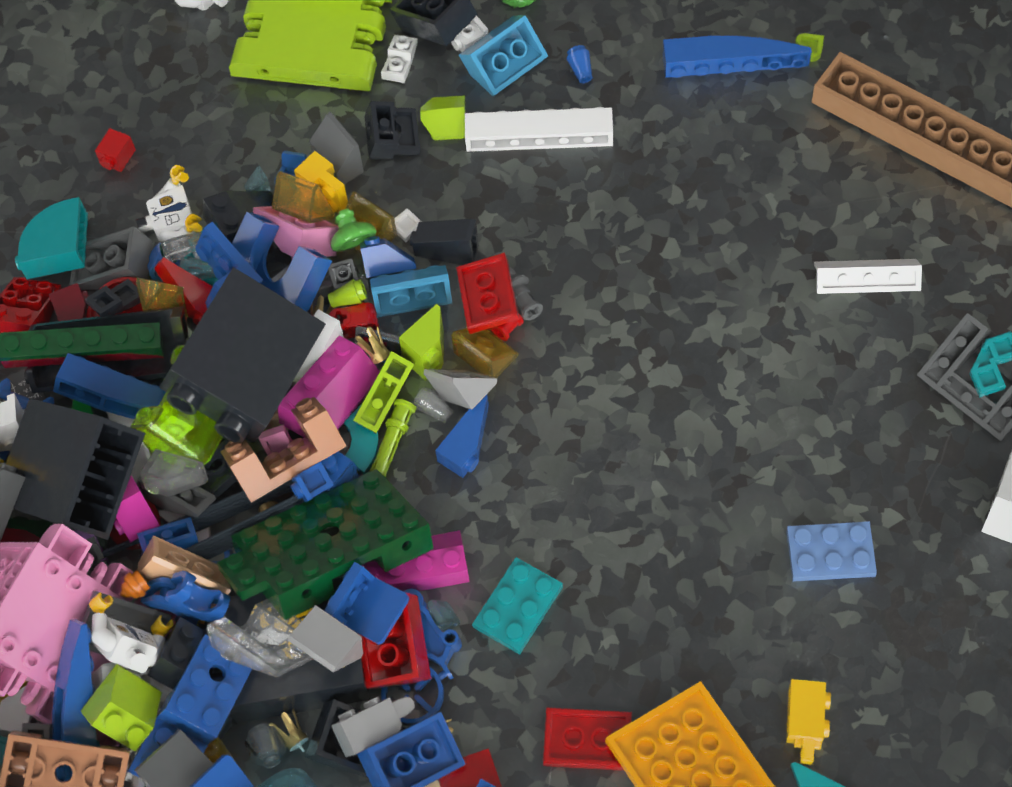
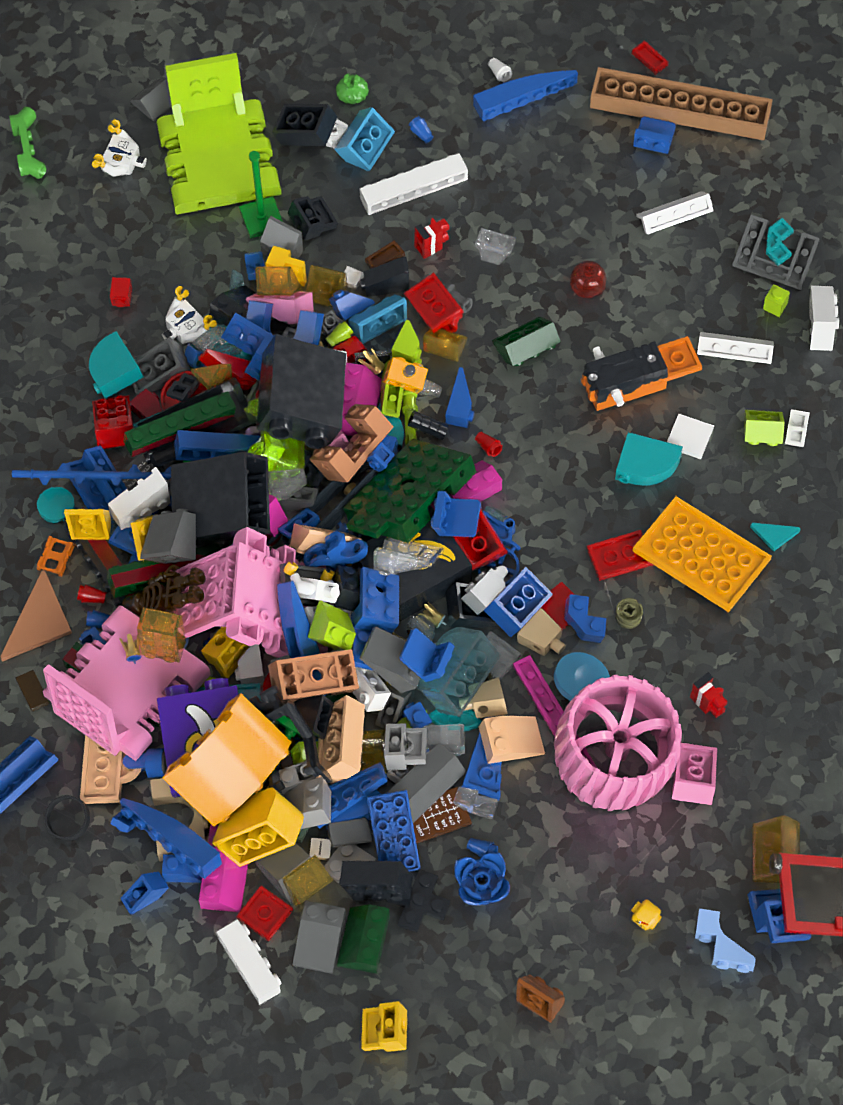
camera: 25 degrees left, 0 degrees up
(134, 585) = (300, 555): orange plate -> none
(327, 640) = (442, 541): light grey slope -> none
(340, 103) = (257, 213): none -> green tile
(350, 231) = (321, 292): bright green hair -> none
(399, 58) = (291, 165): white slope -> none
(403, 378) = (405, 375): none -> light orange piece
(407, 457) = (427, 425): none -> black axle
(444, 117) = (343, 196): lime slope -> none
(460, 386) = (445, 369): light grey slope -> none
(465, 208) = (384, 255): none -> reddish brown tile
(478, 512) = (489, 444): none -> red cone
(517, 605) = (540, 492): teal plate -> none
(527, 205) = (431, 238): none -> red hips
(591, 386) = (527, 341): none -> slope
(606, 243) = (494, 246): none -> clear slope
(682, 613) = (647, 460): none -> teal brick
(711, 329) = (588, 279): none -> clear red cylinder
(714, 19) = (500, 70): none -> white cone
(720, 481) = (637, 371): none -> piece
(758, 598) = (691, 435): none -> white tile
(807, 717) = (749, 494): yellow hinge -> none
(813, 41) = (573, 65): lime tile -> none
(831, 551) = (722, 392): medium blue plate -> none
(868, 623) = (763, 427): none -> slope
(875, 492) = (735, 347): none -> white panel
(881, 163) = (654, 135): none -> blue bracket
(916, 642) = (797, 428): none -> white slope
(918, 61) = (649, 57): none -> red tile
(958, 445) = (776, 300): none -> lime brick

